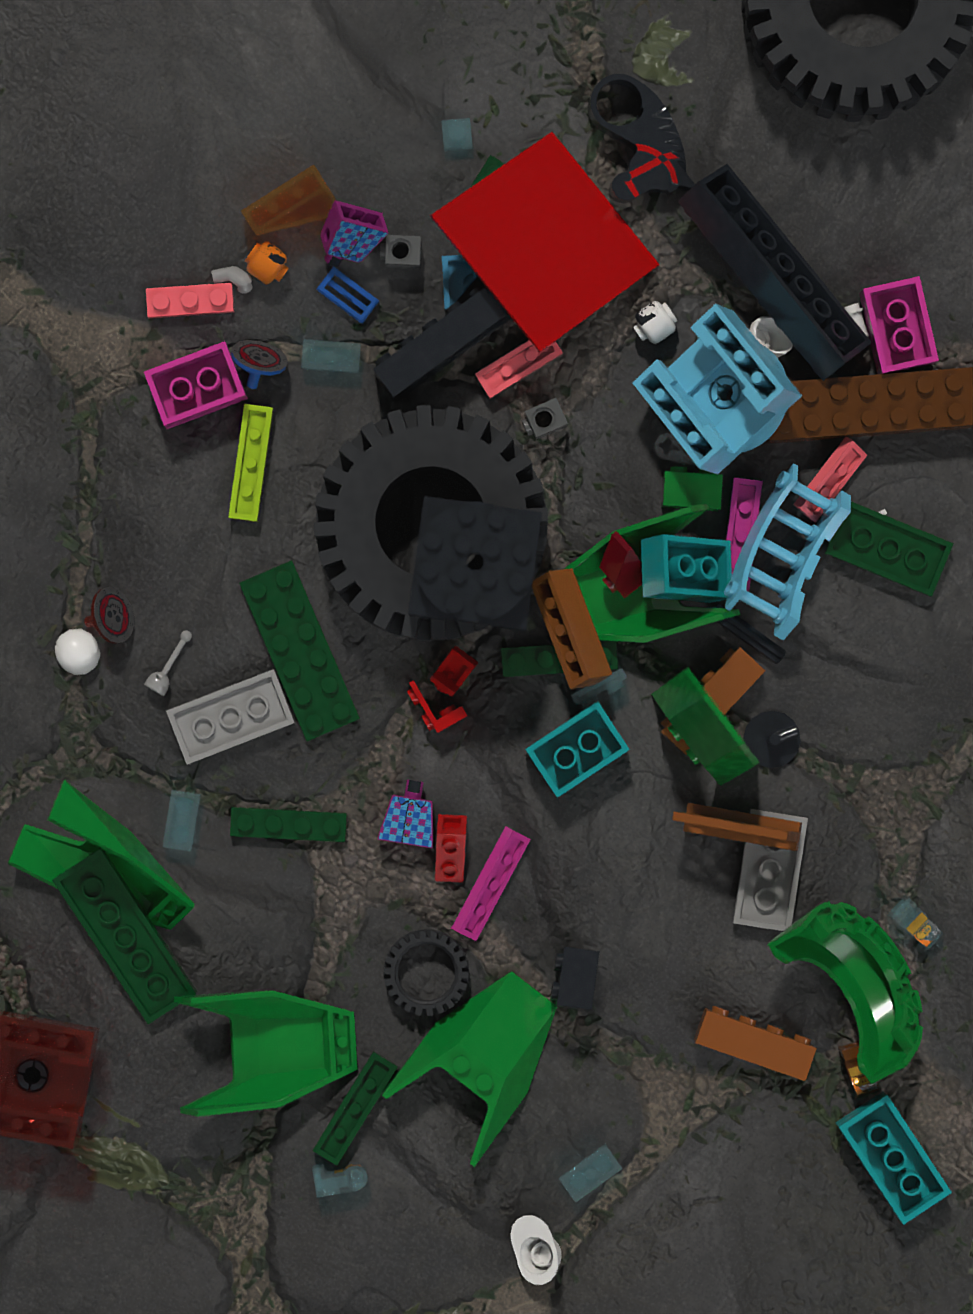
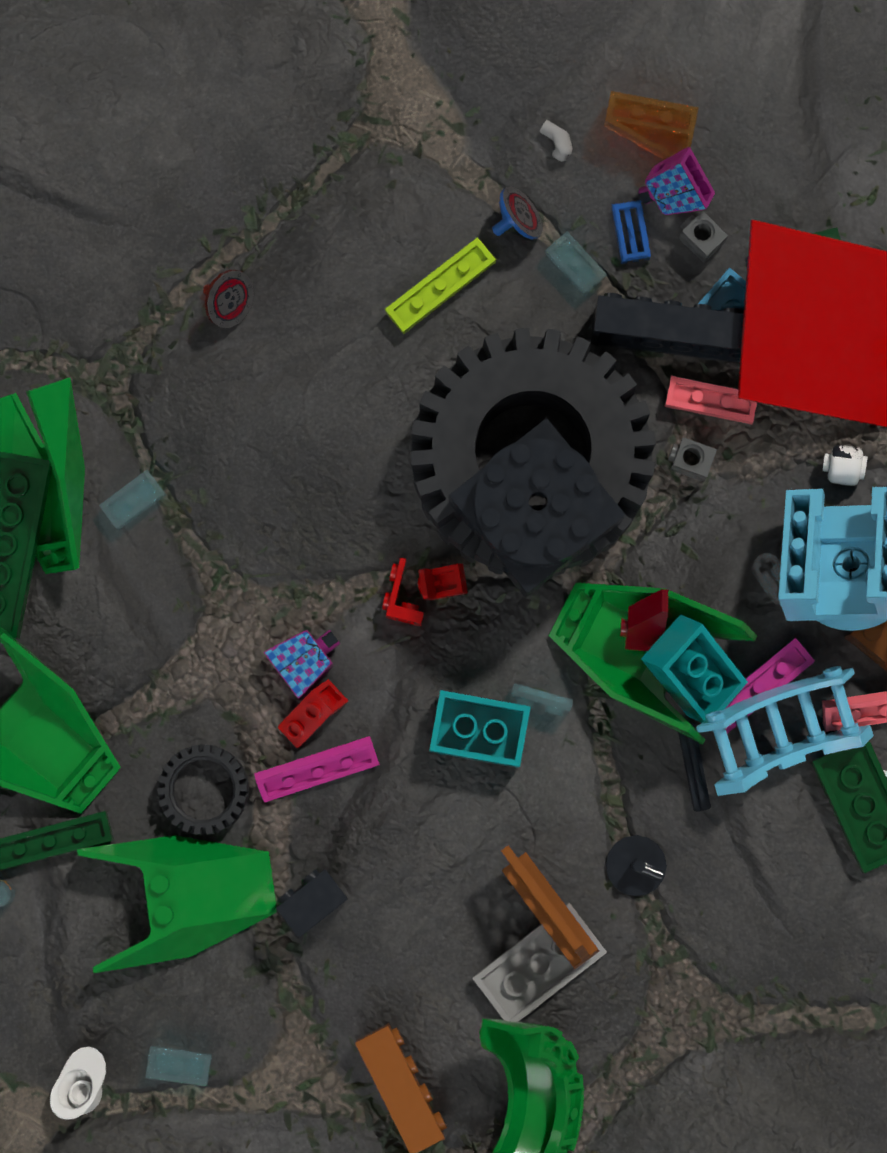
camera: 50 degrees right, 5 degrees down
(77, 651) = (178, 303): white hair -> none
(159, 680) = (216, 381): light grey hinge -> none
(190, 300) = (510, 127): coral plate -> none
(195, 385) = (454, 189): dark pink brick -> none
(230, 716) = (243, 457): light grey plate -> none
(266, 262) = (593, 150): orange head -> none
(288, 824) = (209, 579): dark green plate -> none
(299, 650) = (342, 458): dark green plate -> none
(457, 134) = (825, 190): clear light blue plate -> none
(544, 659) = (531, 649): dark green plate -> none
(571, 628) = (562, 632): dark orange brick -> none
(691, 489) = (757, 614): green brick -> none
(703, 728) = (592, 804): green windscreen -> none
(724, 686) = (618, 791): dark orange brick -> none
(915, 923) = (613, 1115): clear light blue leg -> none

